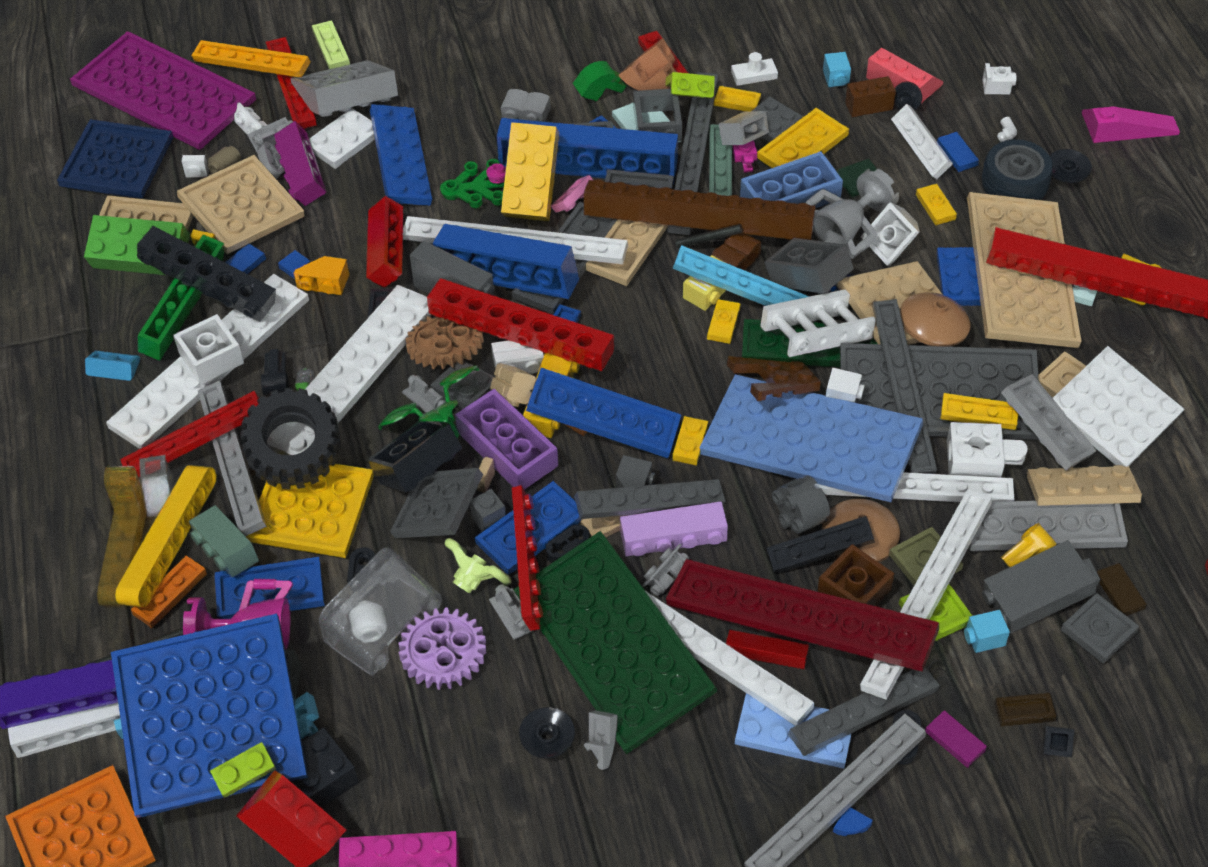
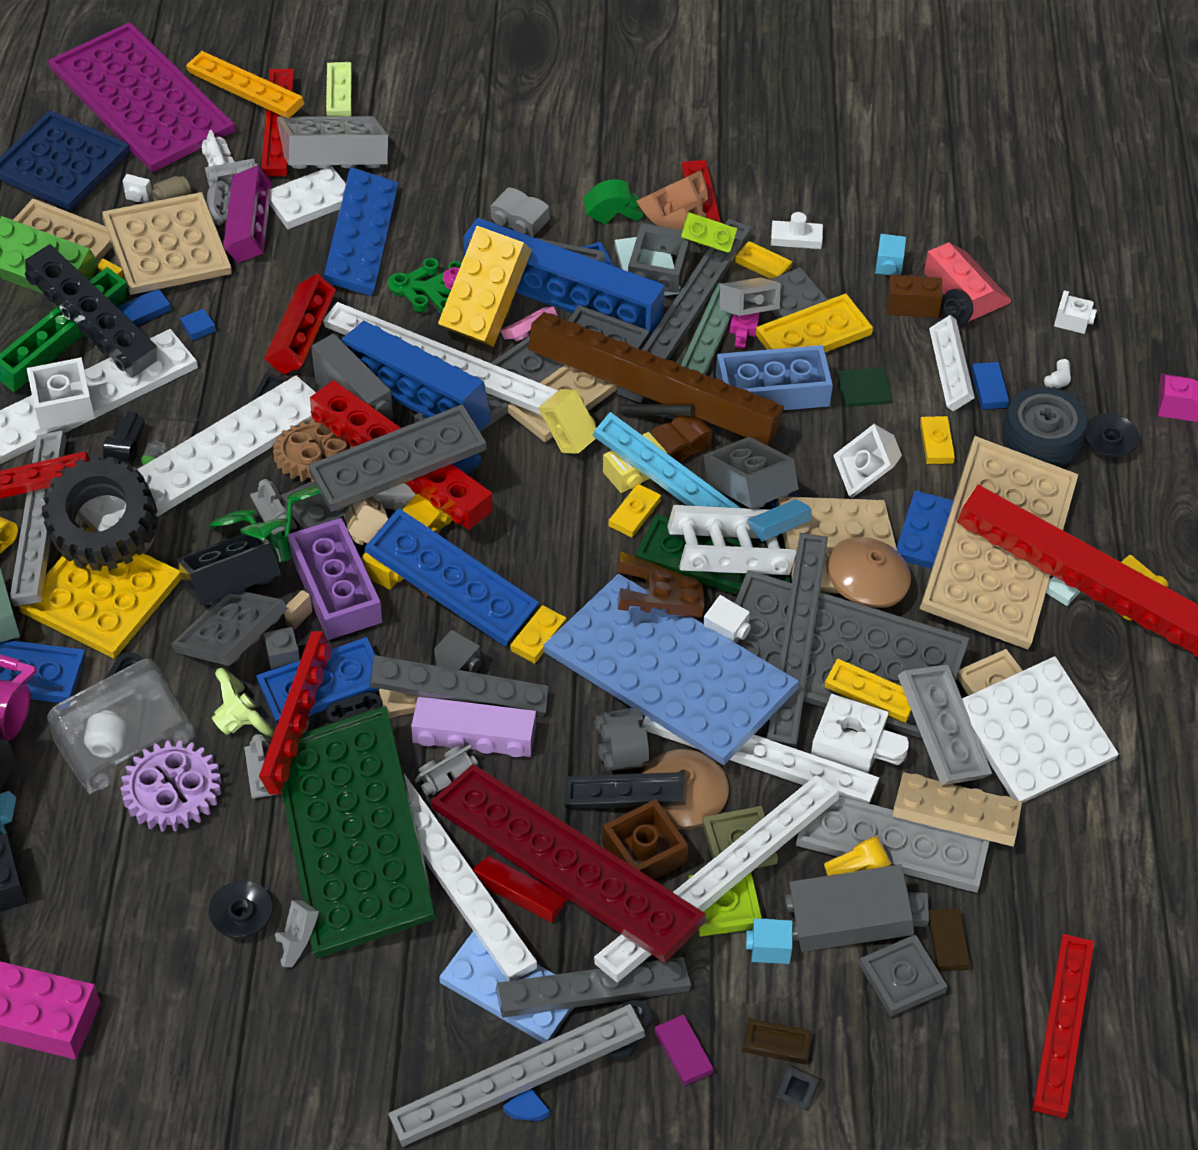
camera: 15 degrees right, 0 degrees up
(323, 275) = (221, 344): light orange slope -> none
(524, 326) = (397, 457): none -> dark grey plate
(644, 262) = (568, 420): none -> light yellow brick
(843, 218) = (814, 429): light grey piece -> none
(851, 295) = (780, 519): none -> dark azure slope

